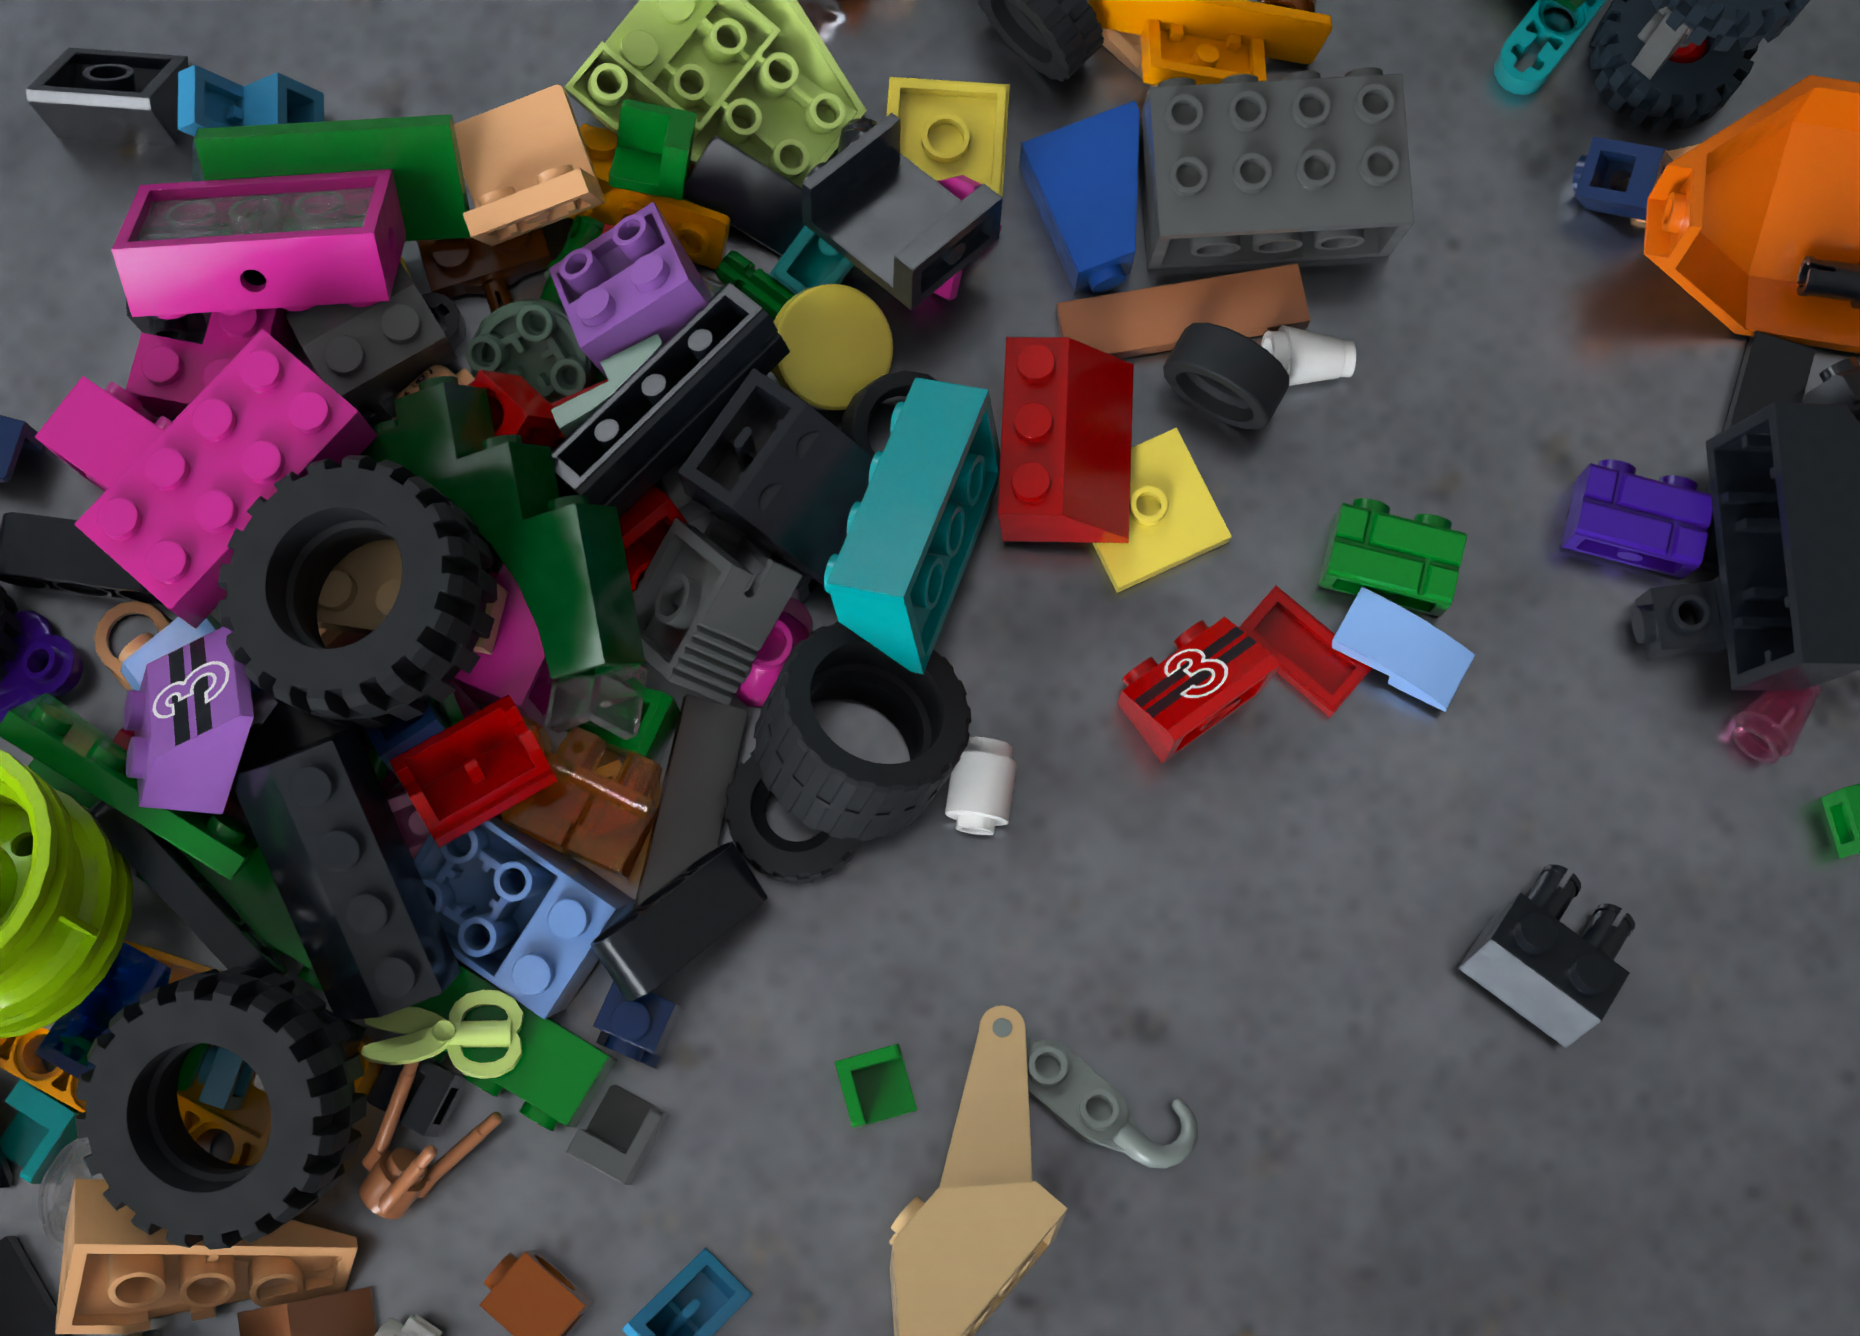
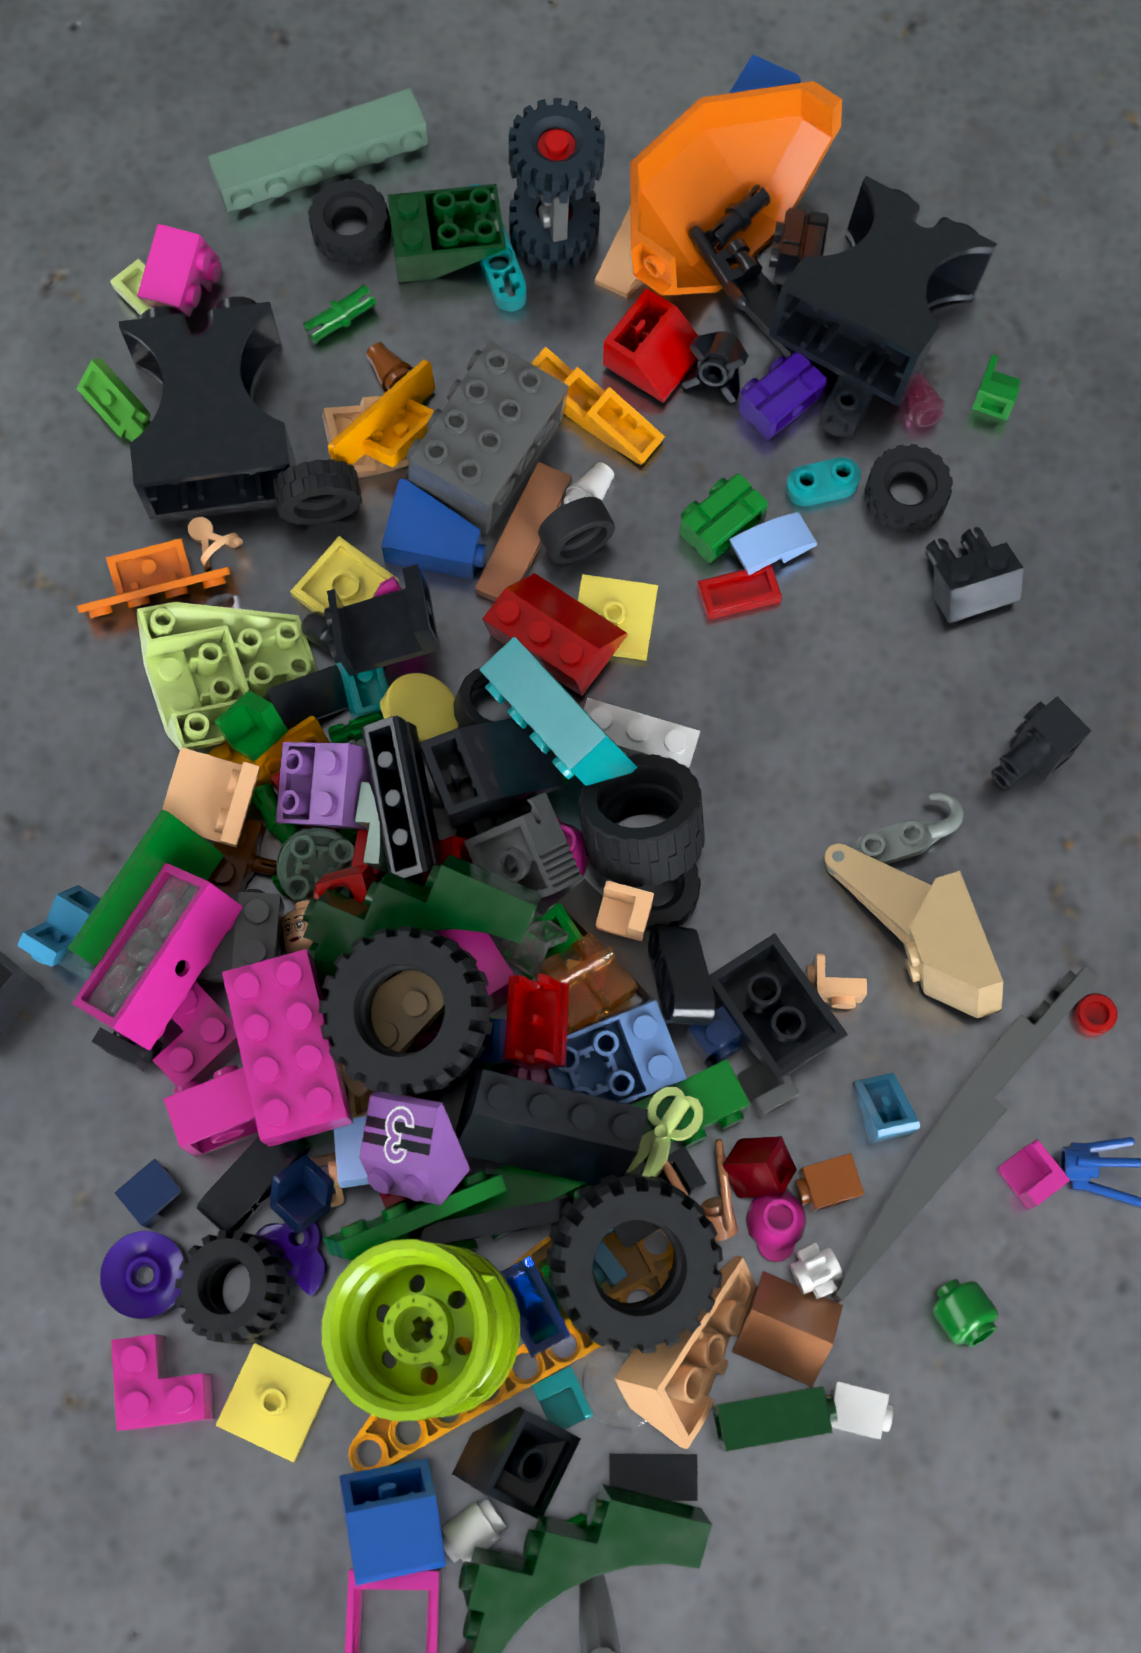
camera: 55 degrees left, 5 degrees down
(88, 628) = (301, 1194): none -> dark blue panel
(446, 1263) = (776, 1225): none -> dark pink piece
(500, 1194) = (759, 1167): none -> dark red panel
(717, 1076) = (775, 1007): none -> black slope
(720, 791) = (624, 910): none -> light nougat panel
(810, 1152) = (841, 992): none -> light nougat bracket
(875, 1086) = (826, 938): green panel -> none
(982, 786) = (714, 787): white brick -> none
(1002, 652) = (643, 733): none -> white plate
(1195, 686) = (727, 648): red slope -> none
(1361, 1211) = (1043, 743): none -> black brick
(1433, 284) = (602, 411): none -> light orange slope
(1548, 665) = (825, 482): none -> teal plate
(1578, 299) = (651, 346): none -> red slope
(1607, 165) = (591, 285): dark blue brick -> none
(1620, 401) = (718, 362): none -> black brick
(1664, 754) = (917, 461): none -> black tyre
(1776, 304) = (721, 261): none -> black piece

